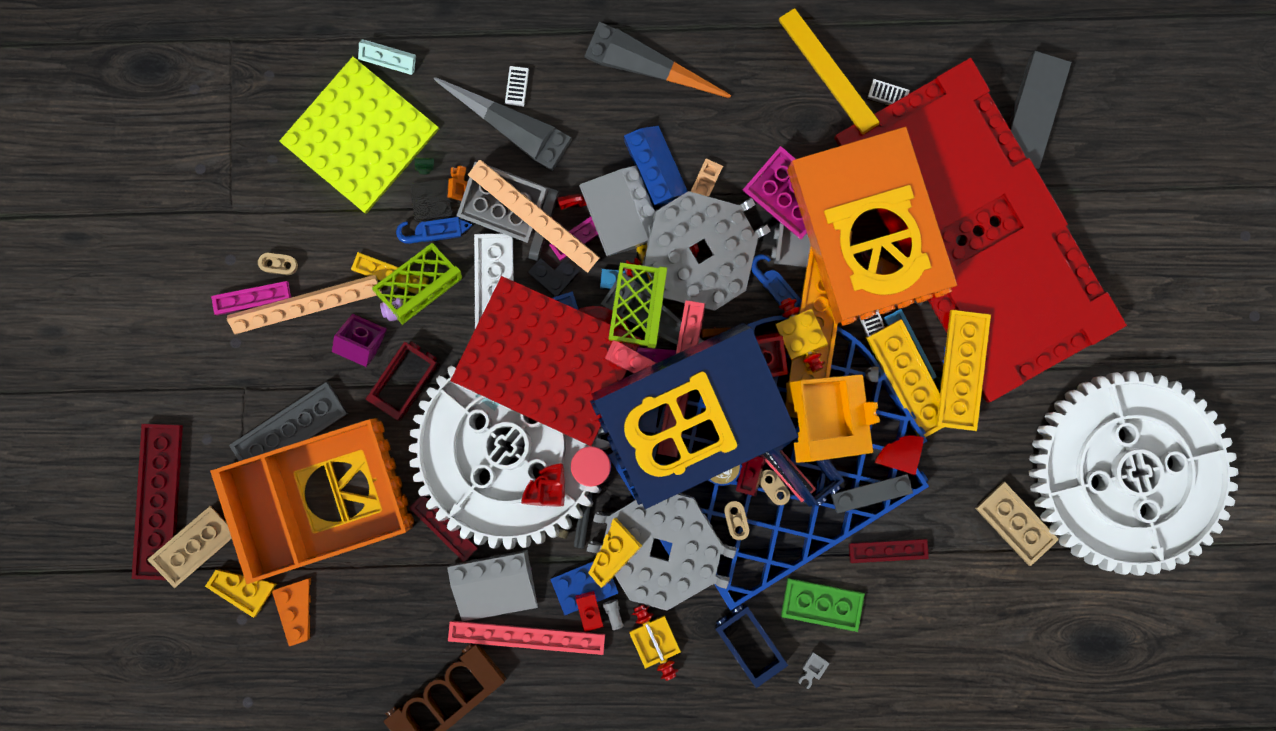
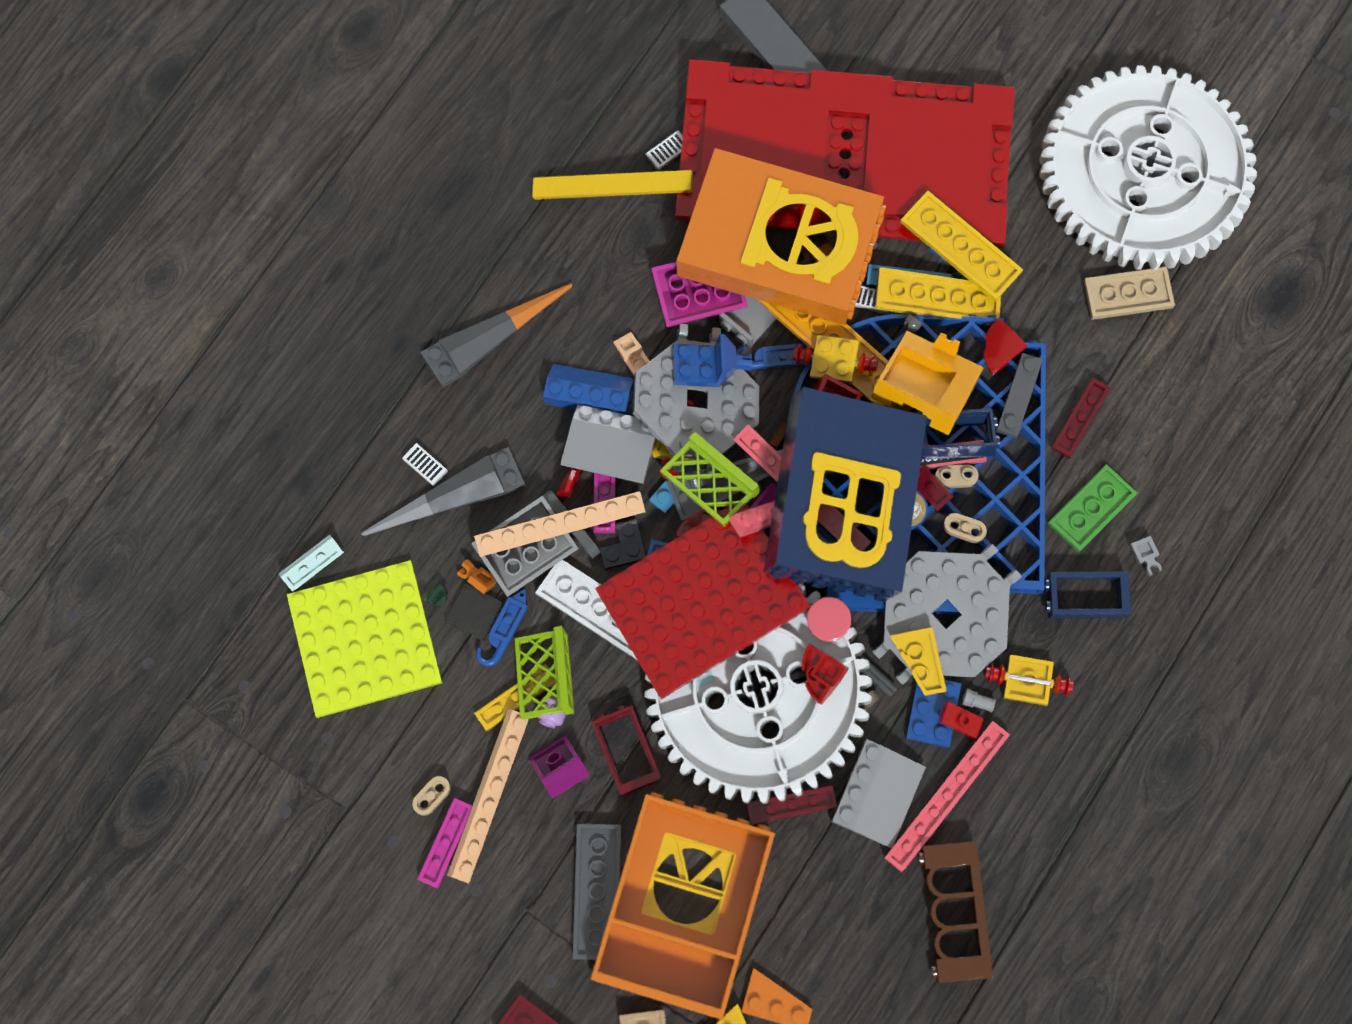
camera: 55 degrees left, 10 degrees down
(732, 239) = (707, 363): none -> blue plate

